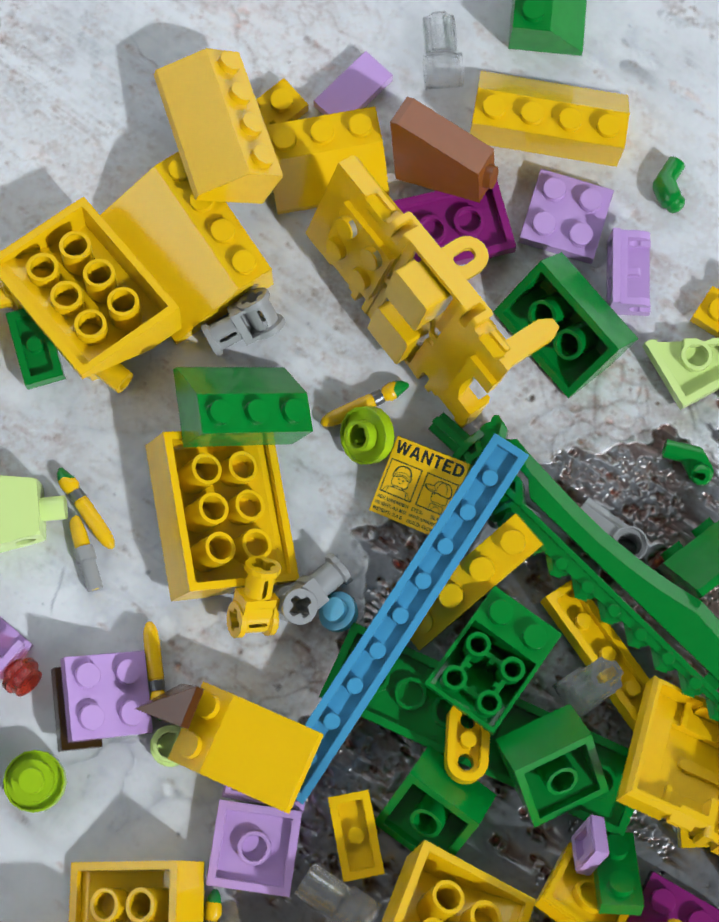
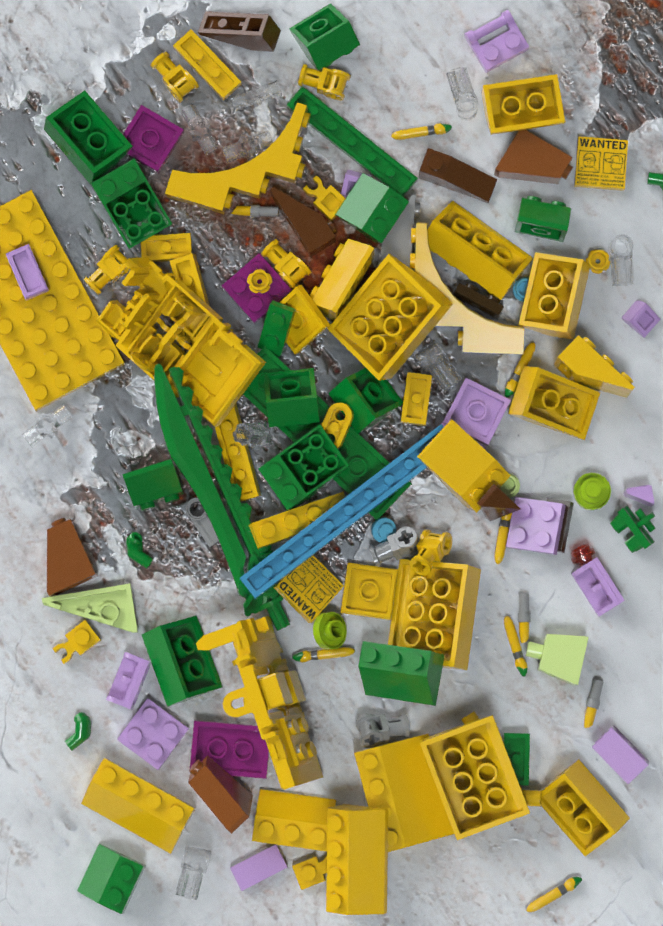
camera: 155 degrees left, 5 degrees up
(329, 516) = (369, 591): none -> yellow tile
(590, 845) = (285, 347): lavender tile -> none

